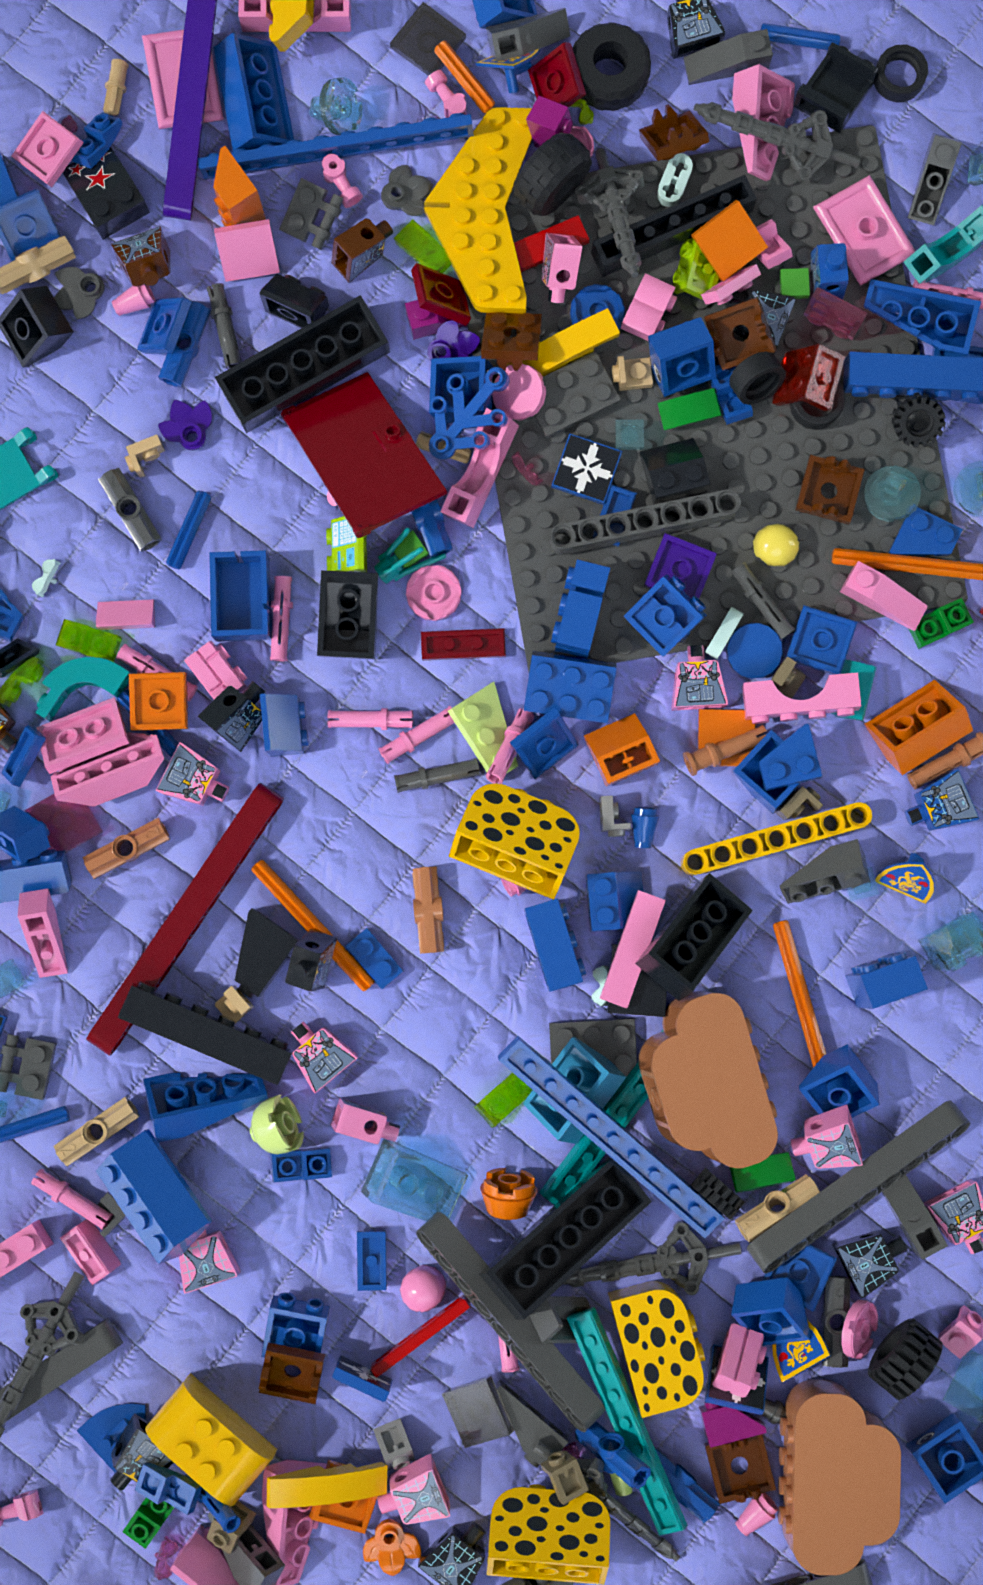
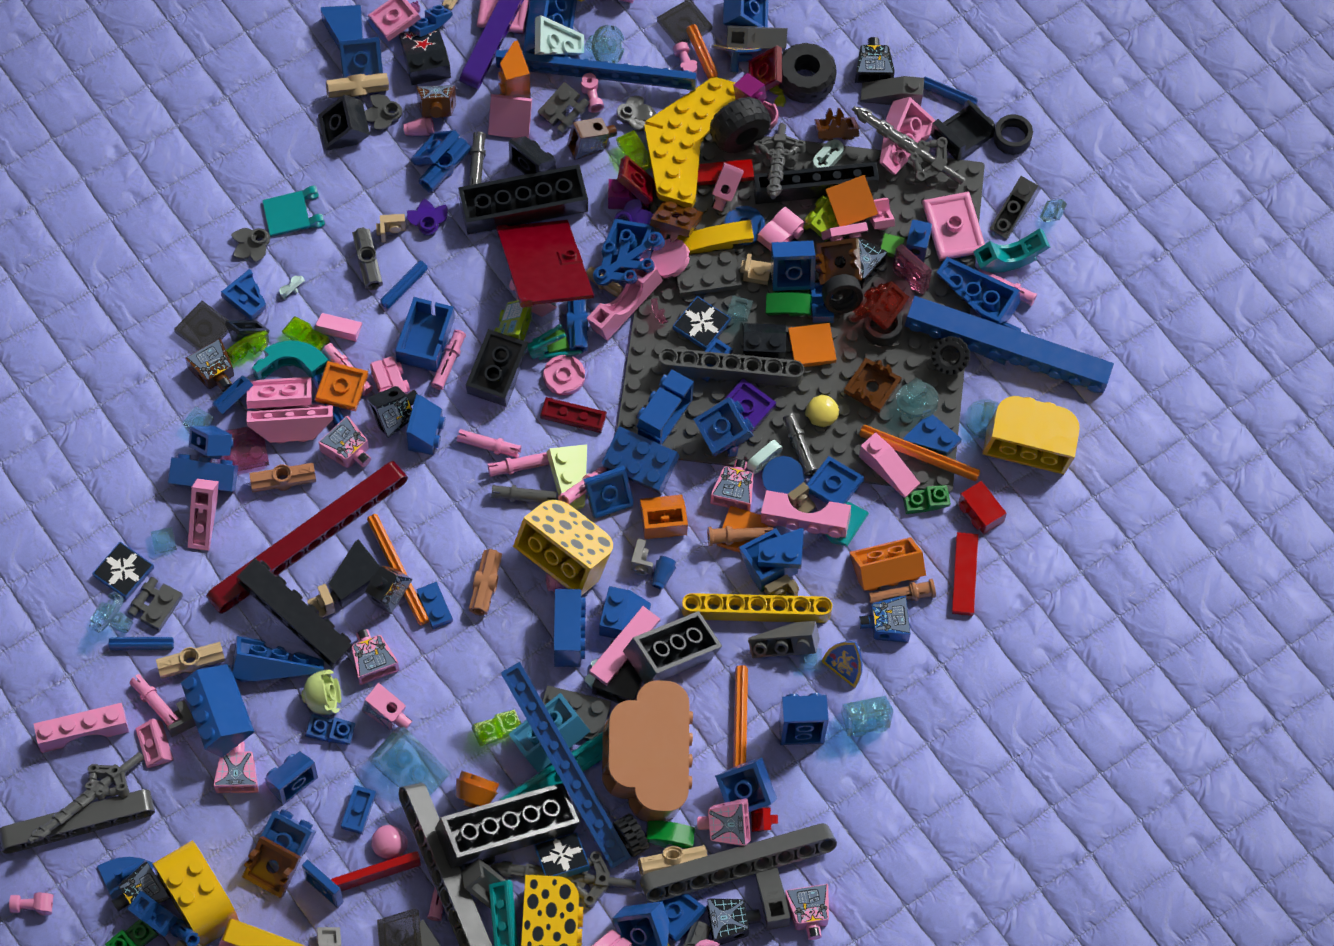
camera: 15 degrees right, 20 degrees down
(271, 119) = (556, 39): none -> light aqua wing
(274, 1247) = (291, 776): none -> blue slope
(642, 1246) = (562, 856): none -> tile
(735, 456) = (812, 344): none -> orange tile
(872, 1121) = (762, 819): none -> red tile

